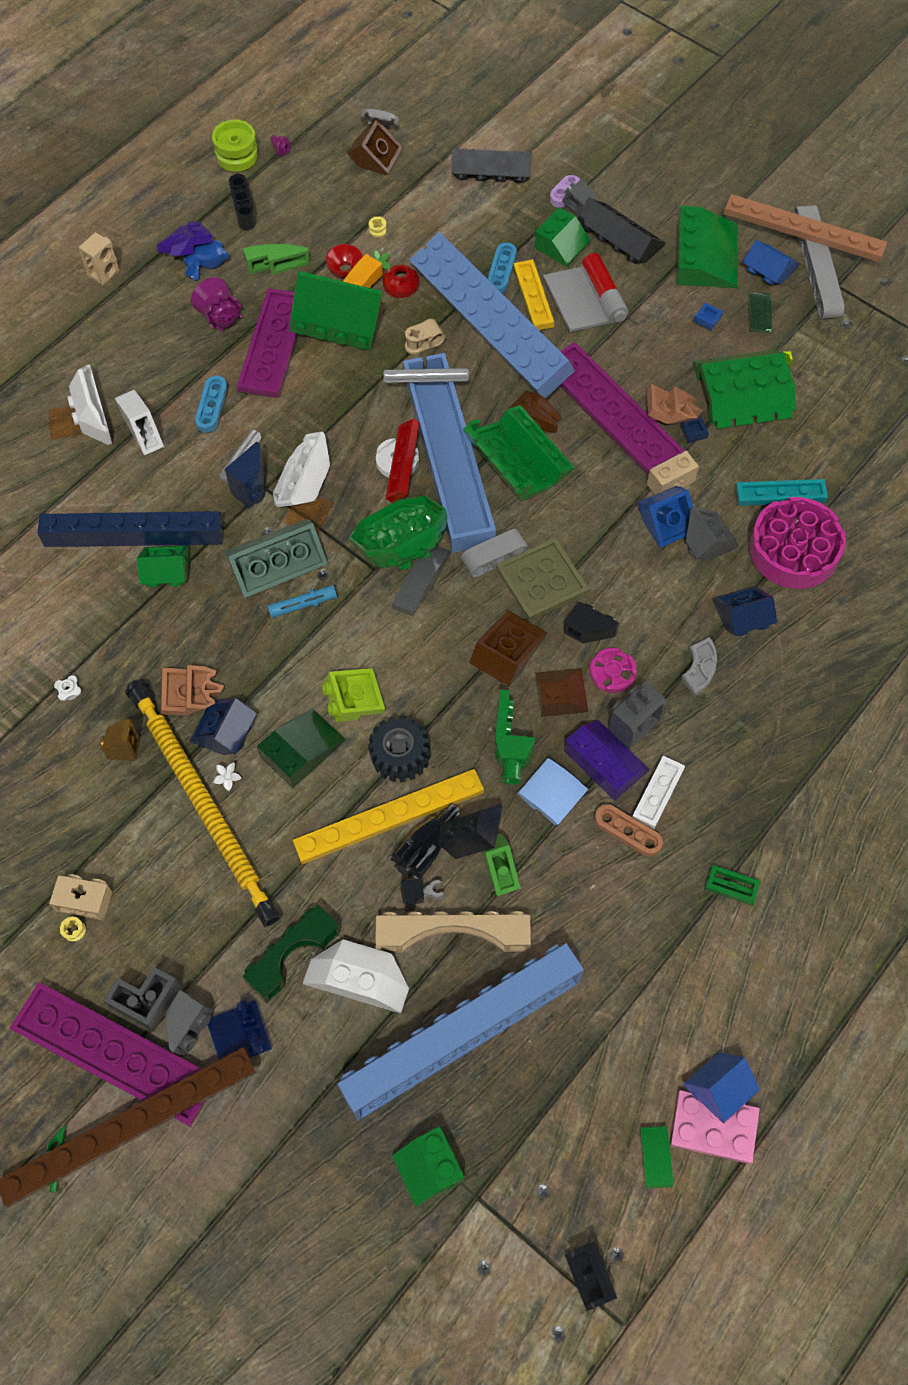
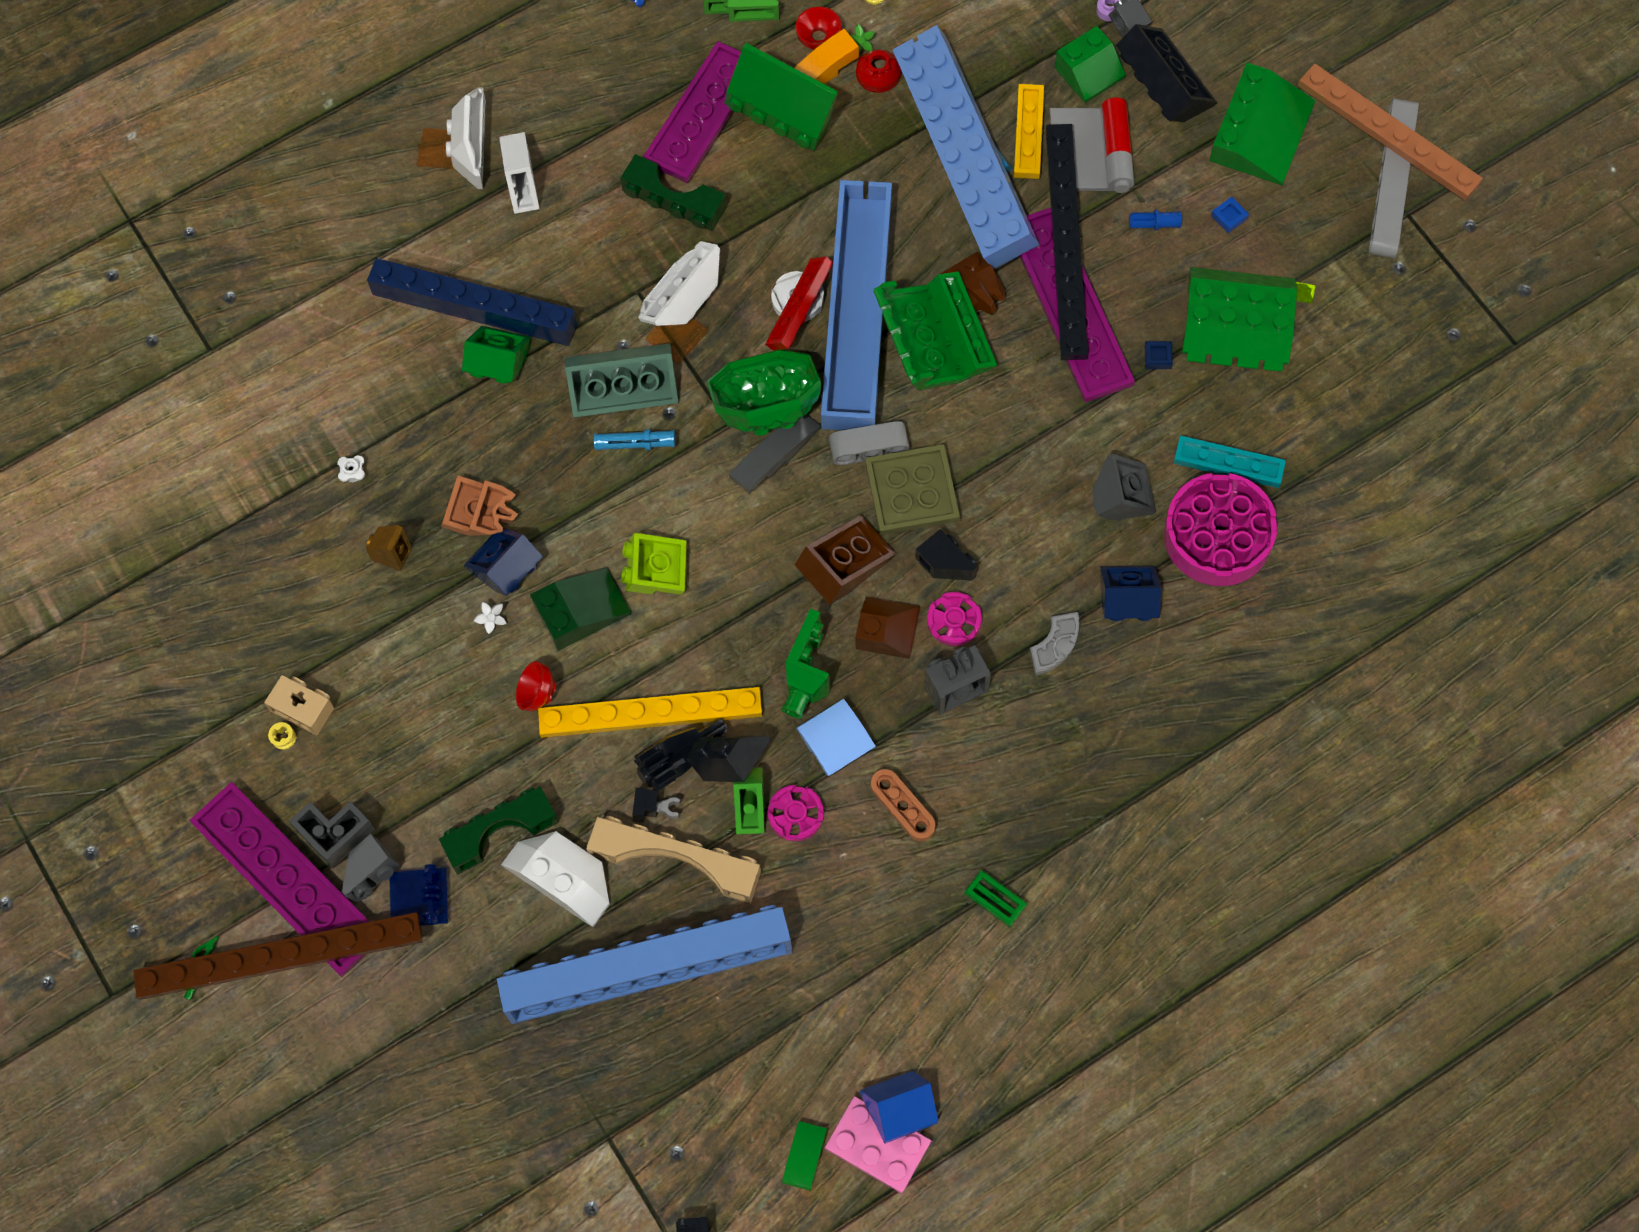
camera: 20 degrees right, 5 degrees up
(203, 802) = (455, 637): yellow hose -> none
(211, 397) = (607, 163): dark azure plate -> none
(216, 303) = (650, 46): magenta hat -> none
(247, 476) = (620, 274): dark blue slope -> none
(253, 437) = (620, 245): light grey axle -> none
(284, 822) = (535, 687): none -> red piece
(294, 411) = (700, 206): none -> dark green arch
(399, 749) = (684, 641): black wheel -> none
(426, 335) = (880, 150): tan piece -> none
(426, 375) = (859, 206): light grey axle -> none
(428, 1167) = (567, 1091): green slope -> none
(502, 266) = (1005, 78): dark azure plate -> none
(540, 863) = (795, 813): none -> dark pink piece
(595, 366) = (1066, 242): none -> black plate
(604, 758) = (908, 717): dark purple slope -> none
(654, 333) = (1155, 220): none -> blue axle
(658, 792) = (951, 772): white plate -> none
(667, 514) = (1082, 452): blue slope -> none
(671, 406) = (1139, 318): nougat plate -> none
(674, 472) = (1108, 406): tan brick -> none
(760, 312) = (1295, 225): clear green slope -> none
(770, 262) = (1333, 164): blue slope -> none

